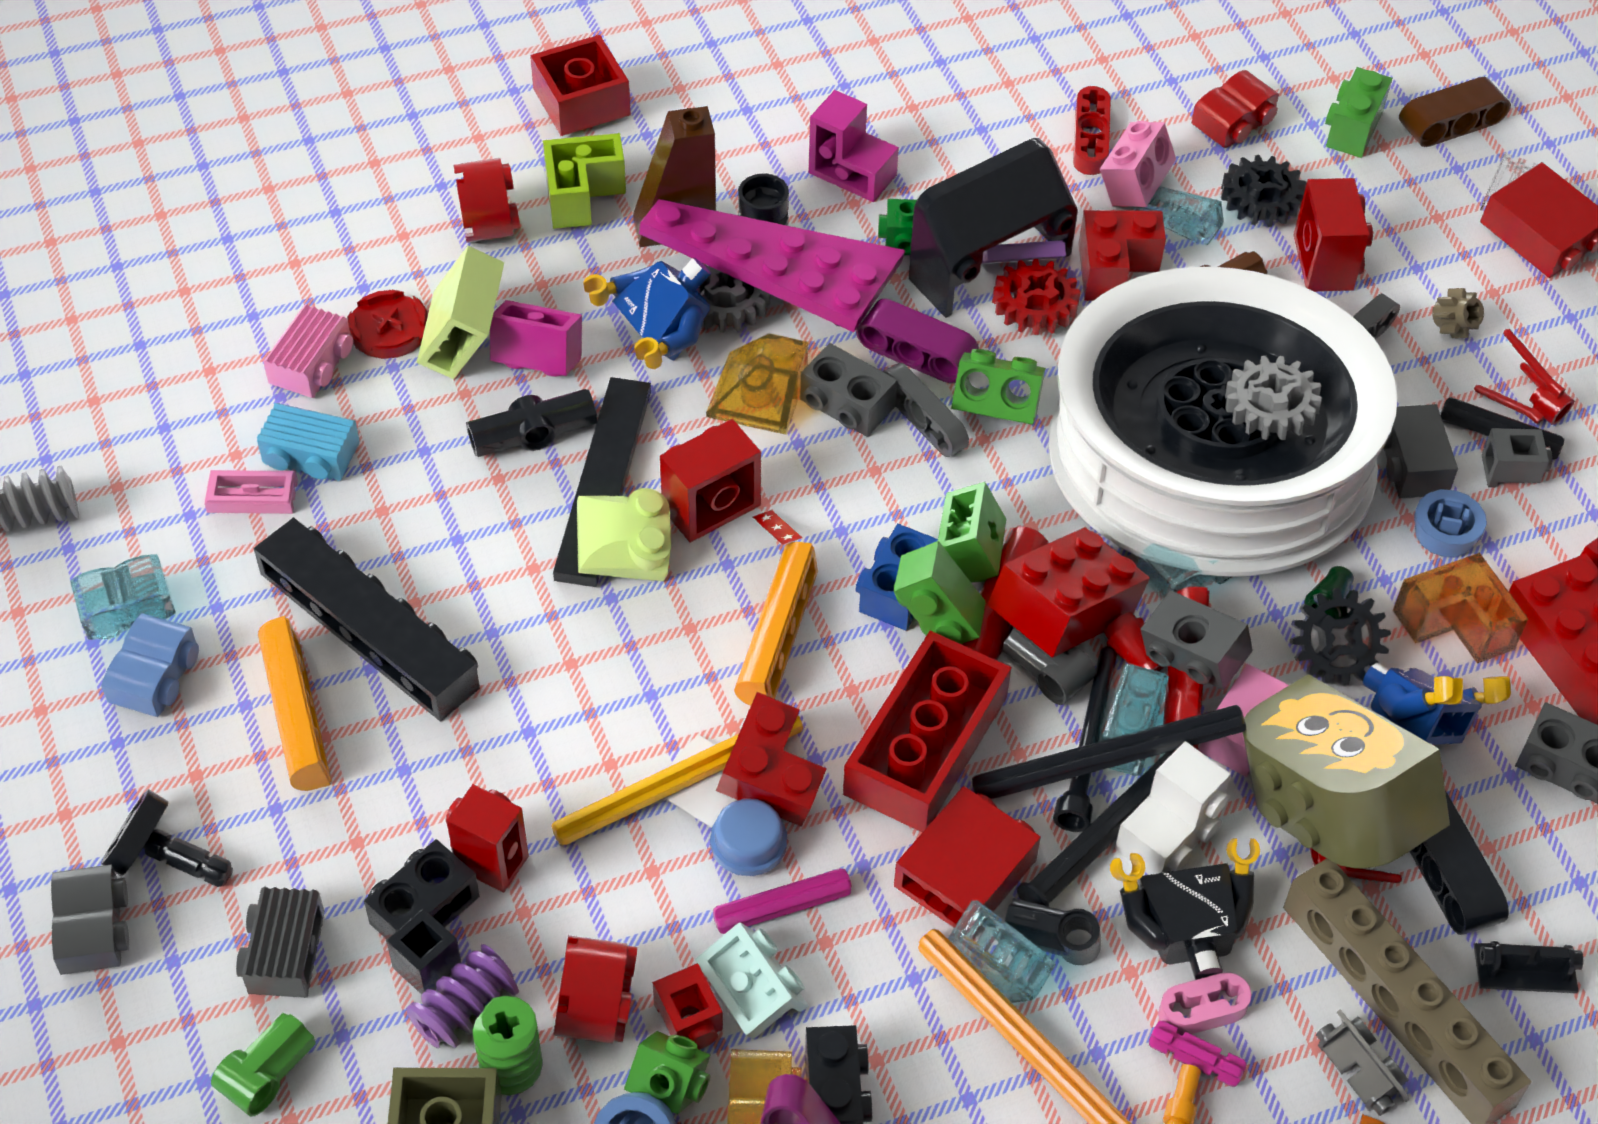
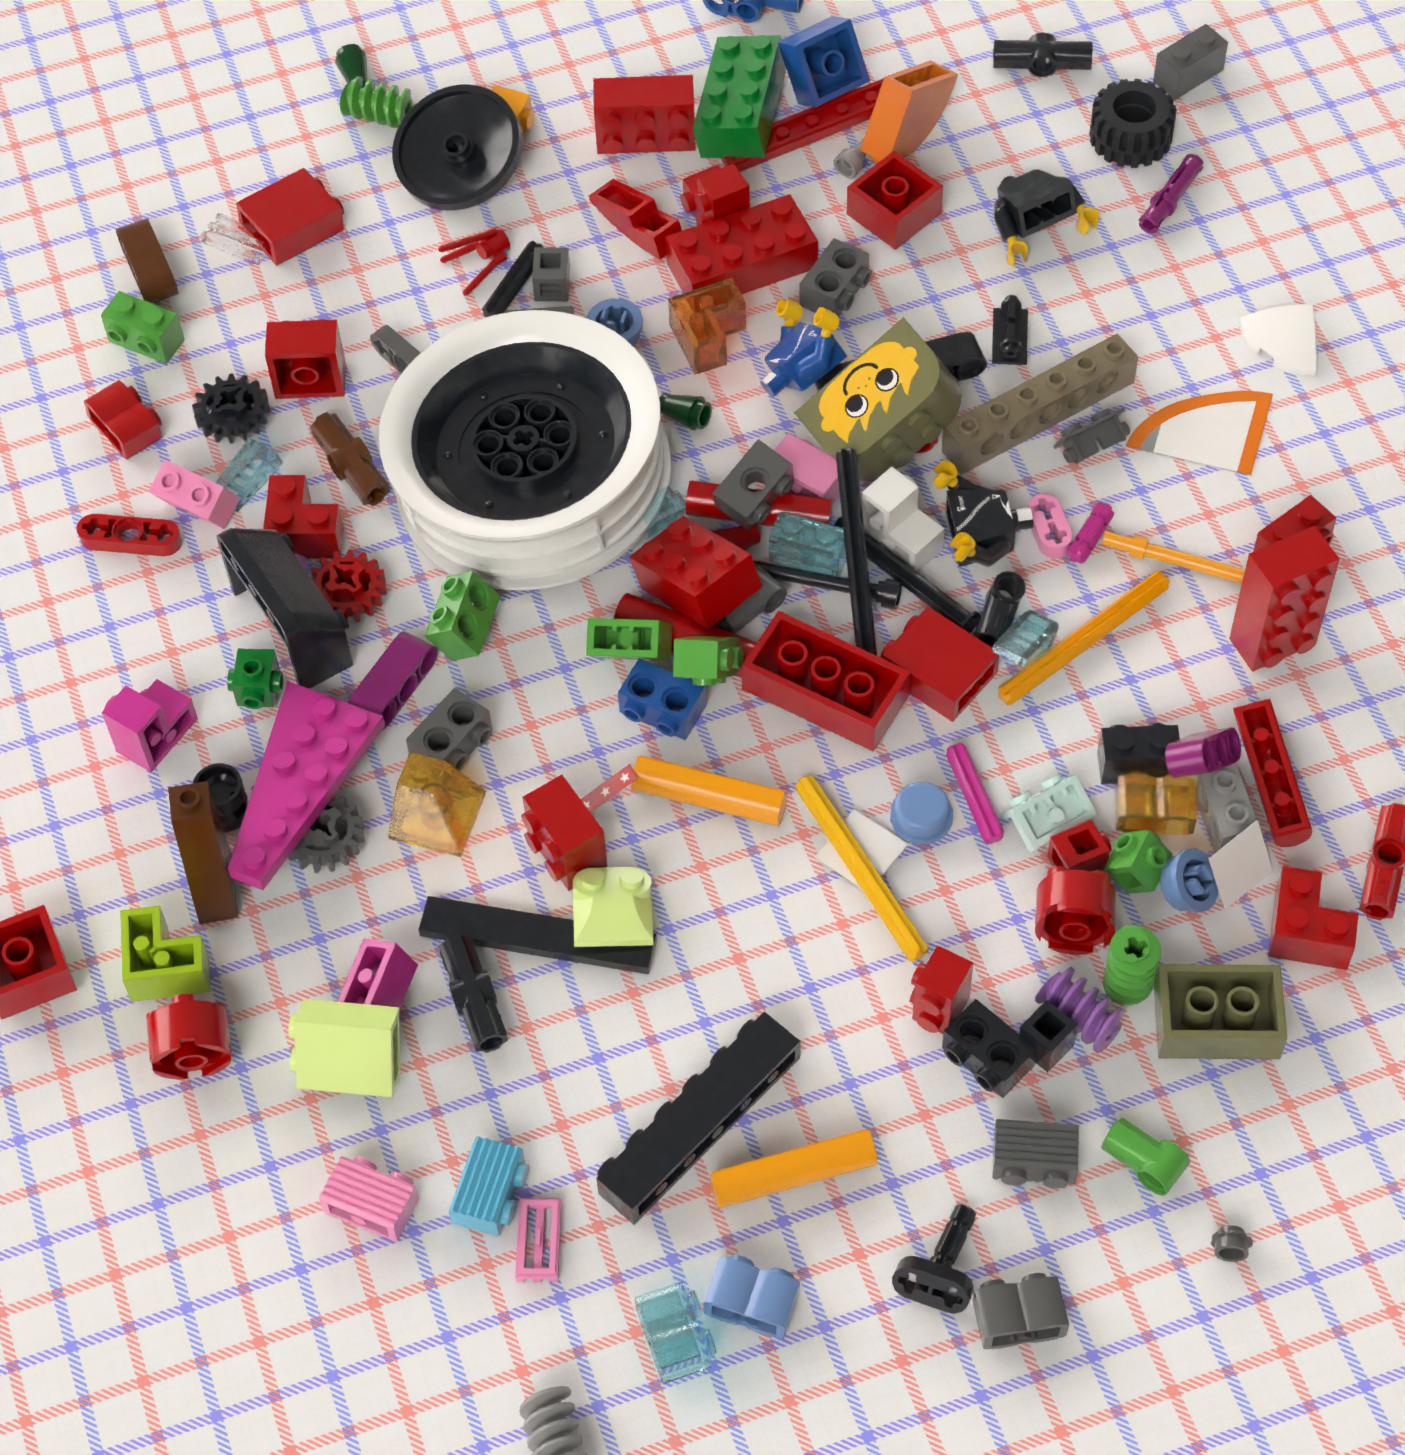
camera: 85 degrees left, 5 degrees up
(387, 324) = (325, 1132): red tile -> none
(659, 305) = (349, 877): blue torso -> none
(763, 769) = (859, 794): red brick -> none
(928, 412) = (478, 674): dark grey beam -> none
(1273, 397) = (519, 391): light grey gear -> none
(1324, 623) = (734, 403): black gear -> none
(1458, 313) = (394, 288): dark tan gear -> none

